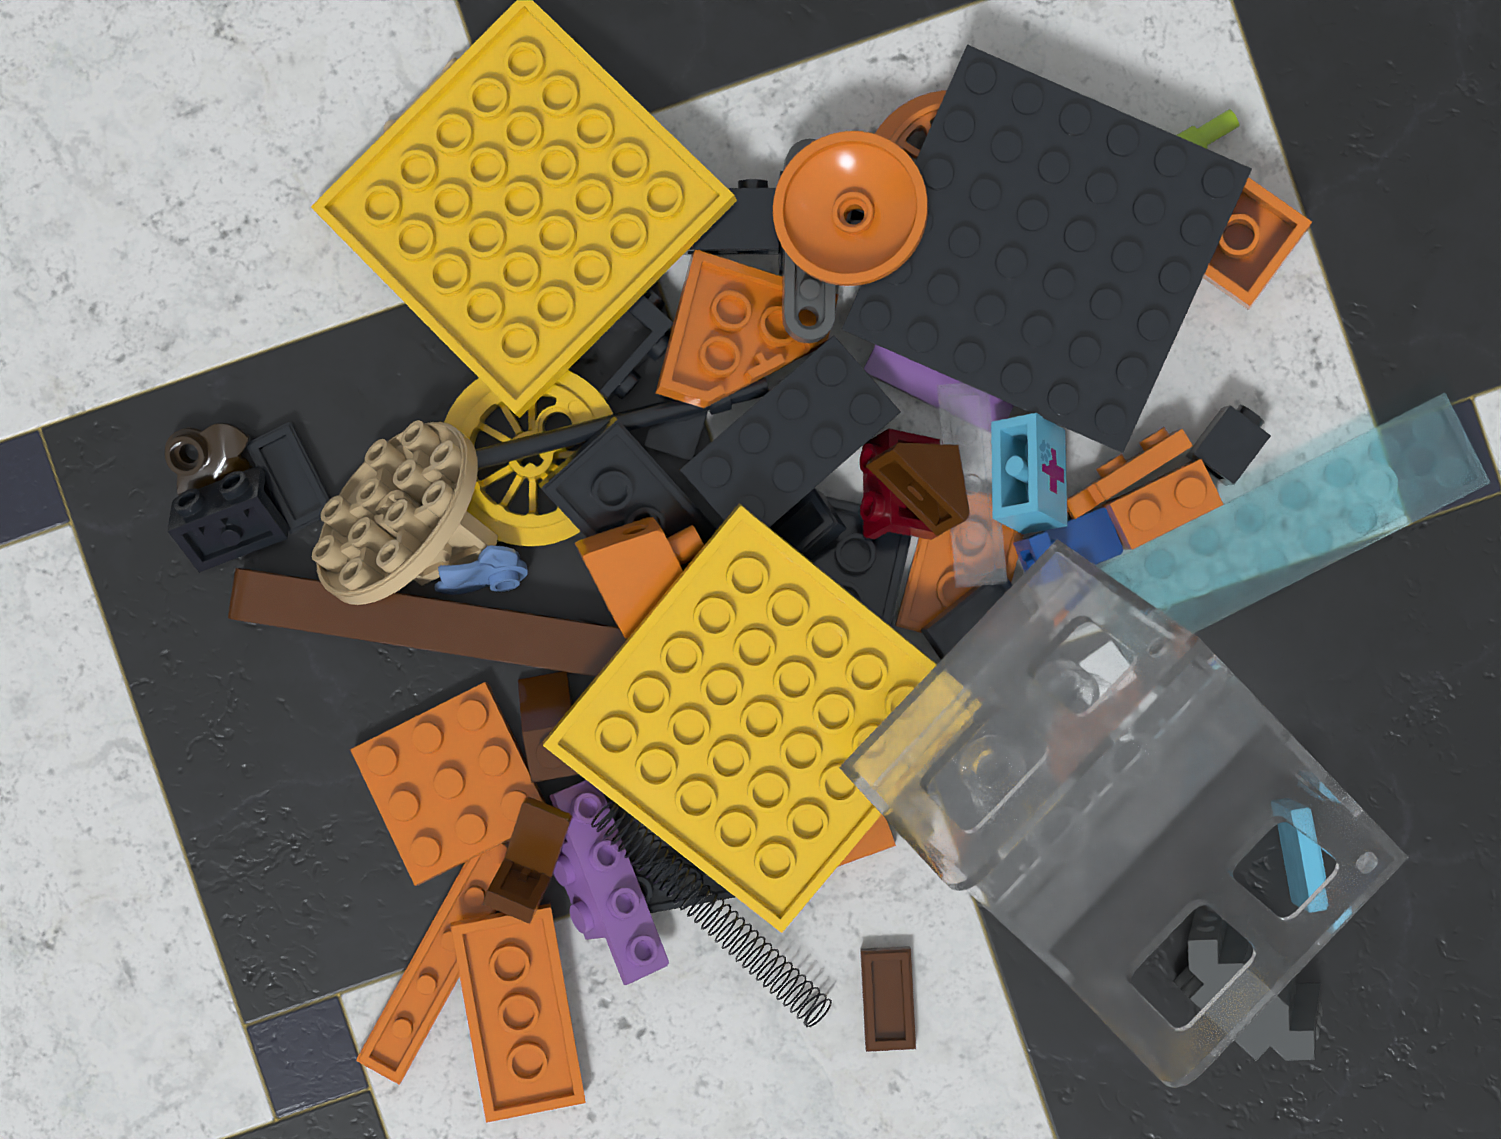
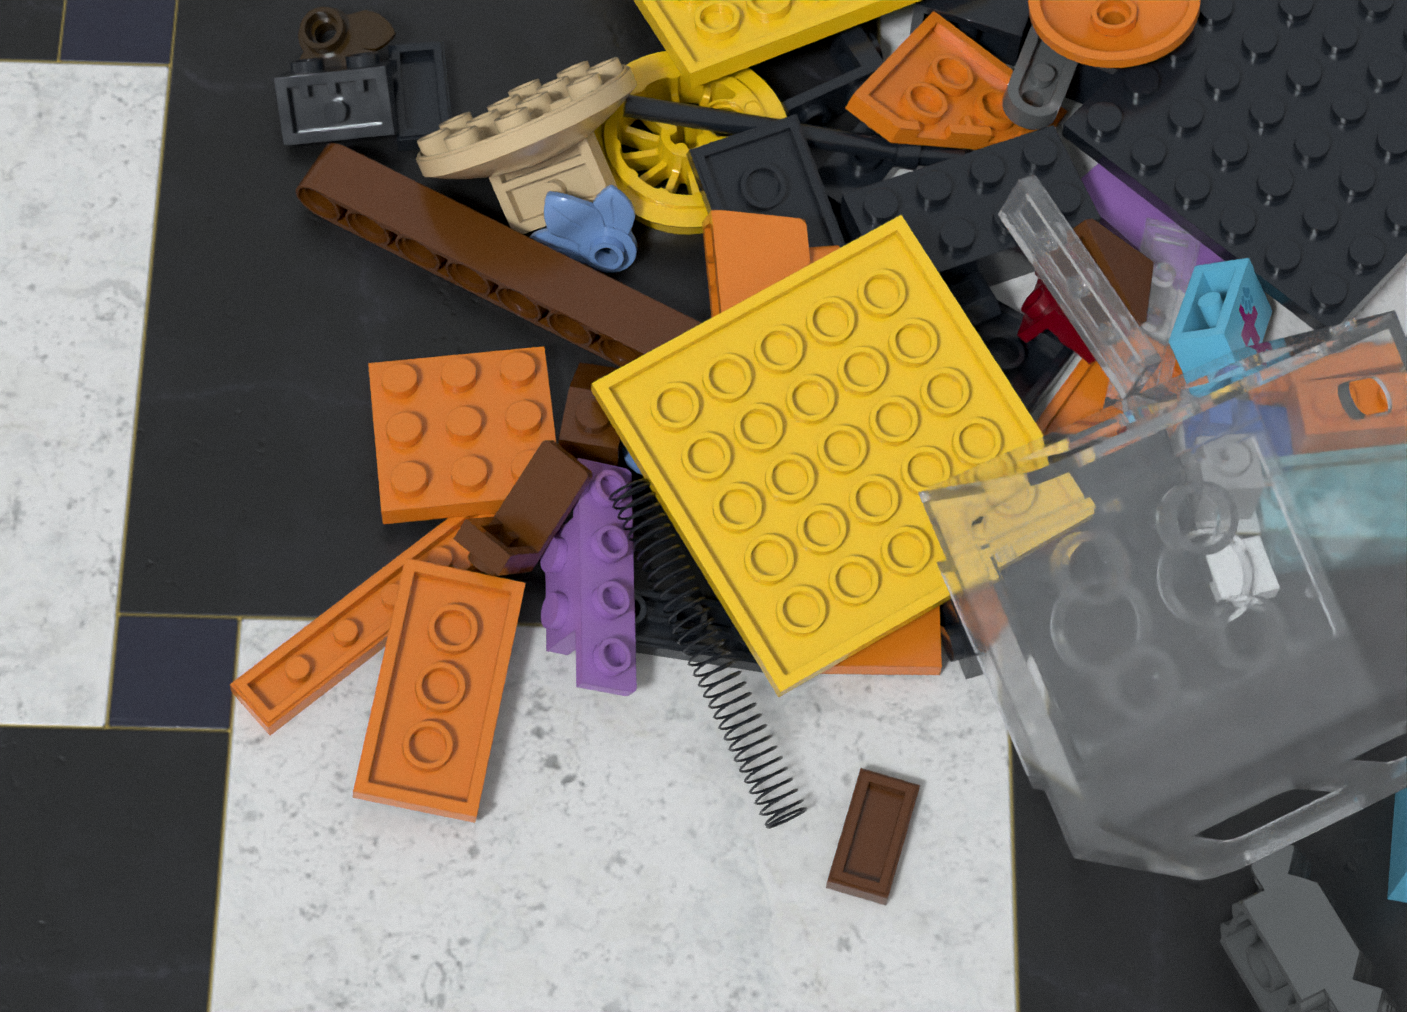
camera: 15 degrees right, 25 degrees down
(906, 505) = (1079, 287): none -> clear tile

